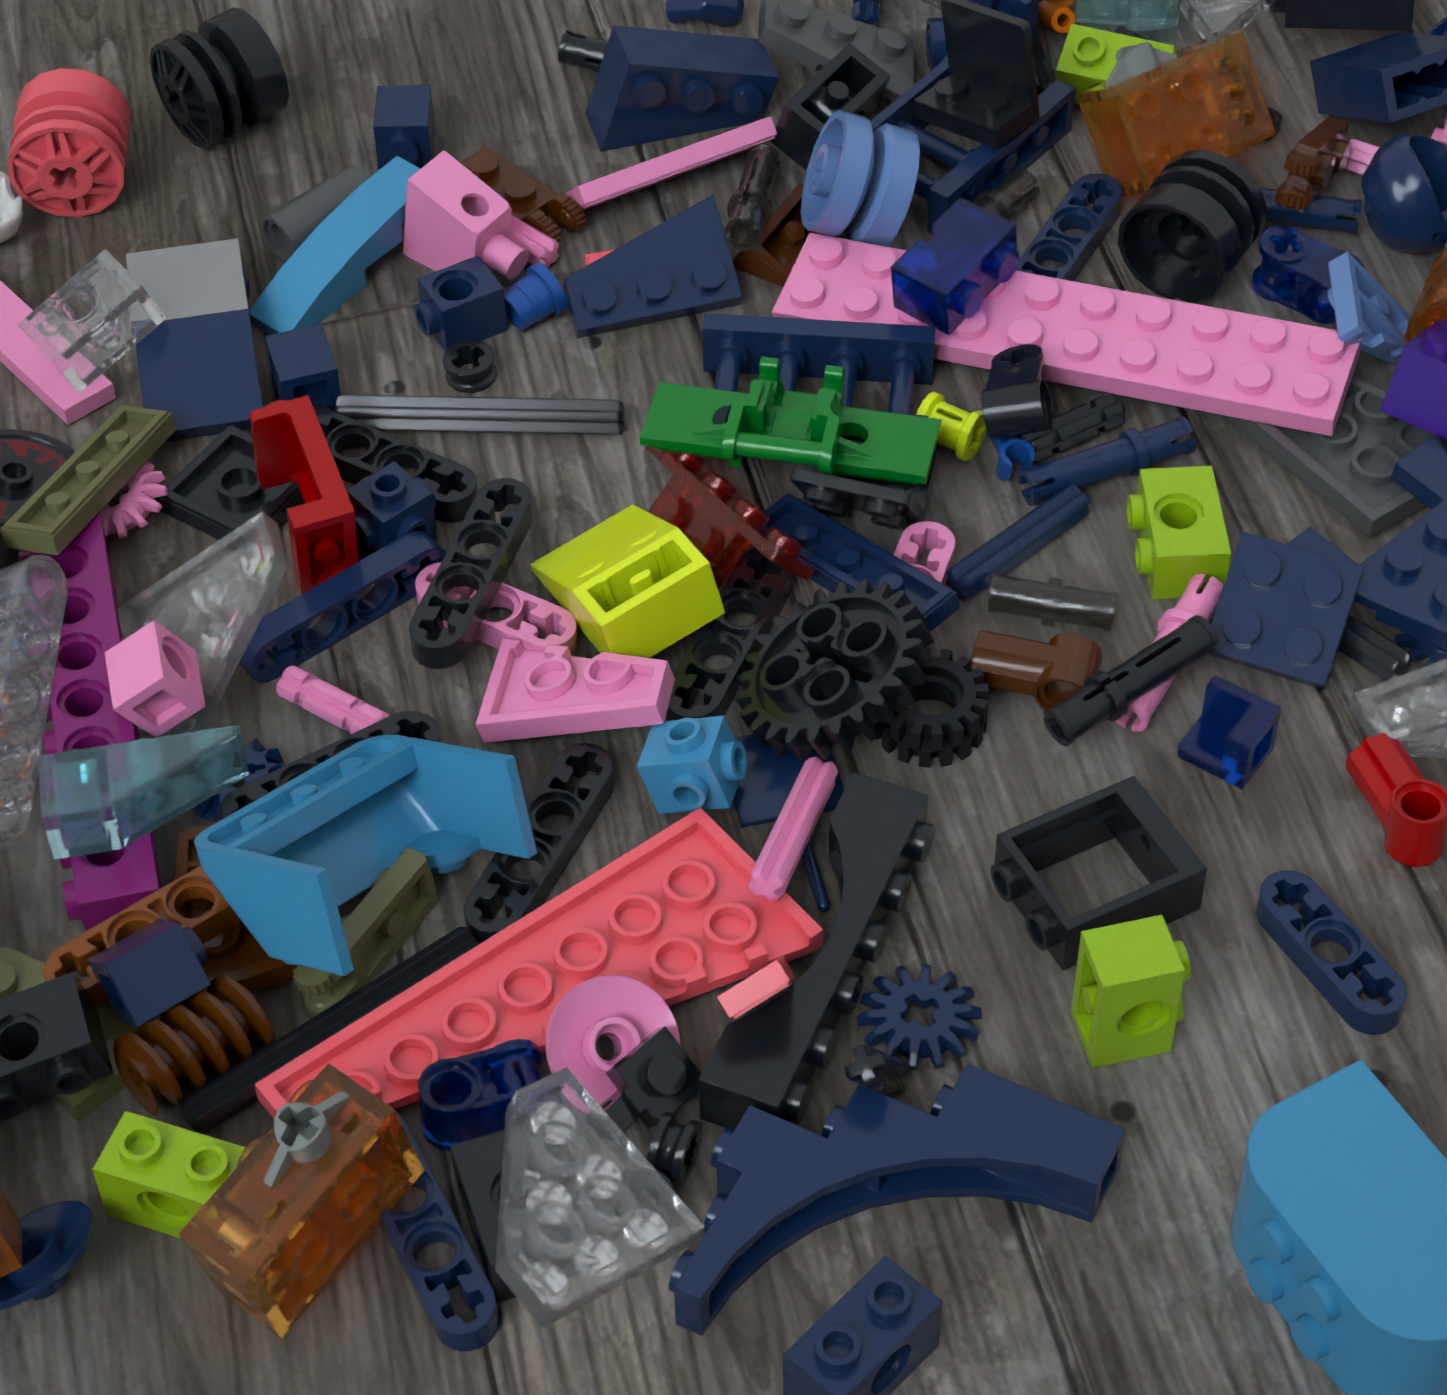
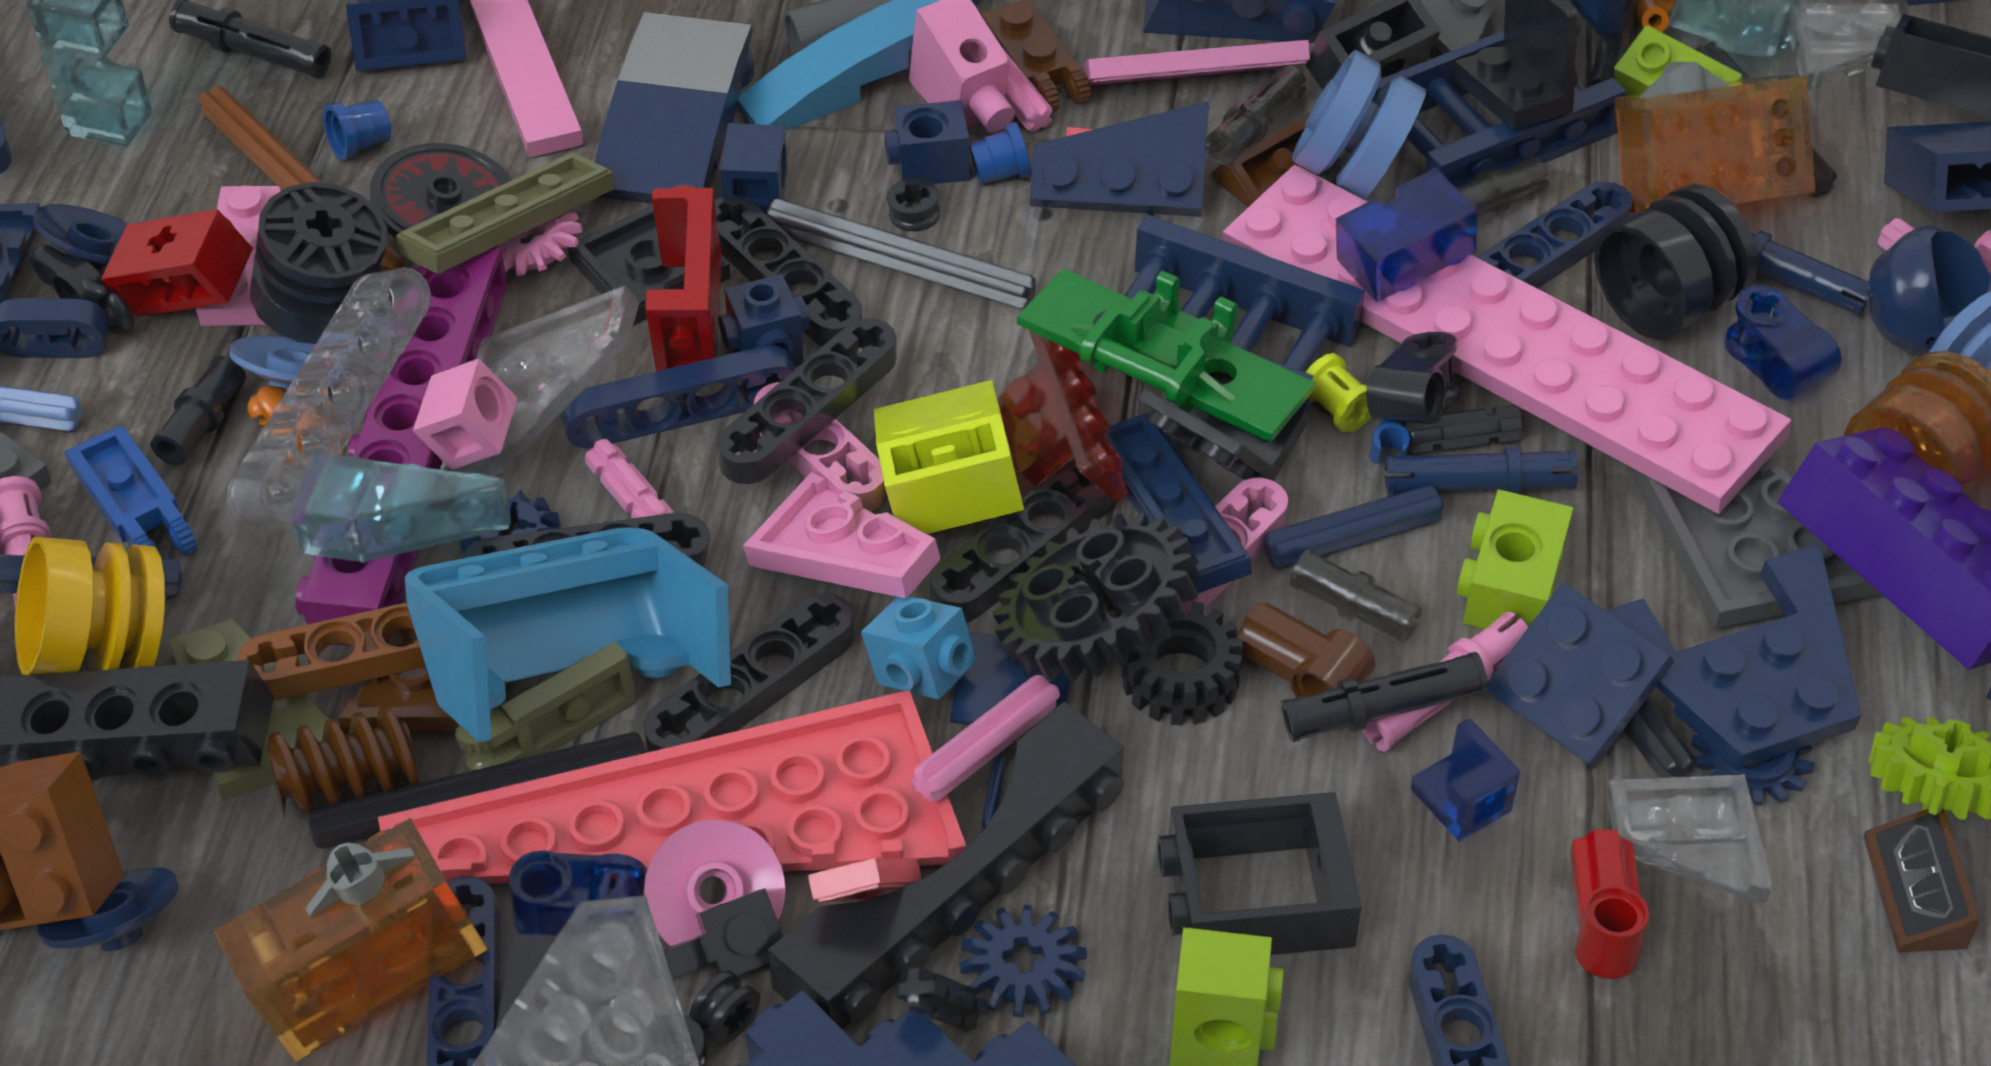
camera: 20 degrees right, 0 degrees up
(92, 320) = (578, 66): clear brick -> none
(151, 971) = (326, 682): dark blue brick -> none
(161, 1172) = (246, 862): lime brick -> none
(1314, 163) = (1836, 231): reddish brown hinge -> none
(1366, 310) = (1810, 393): medium blue wing -> none

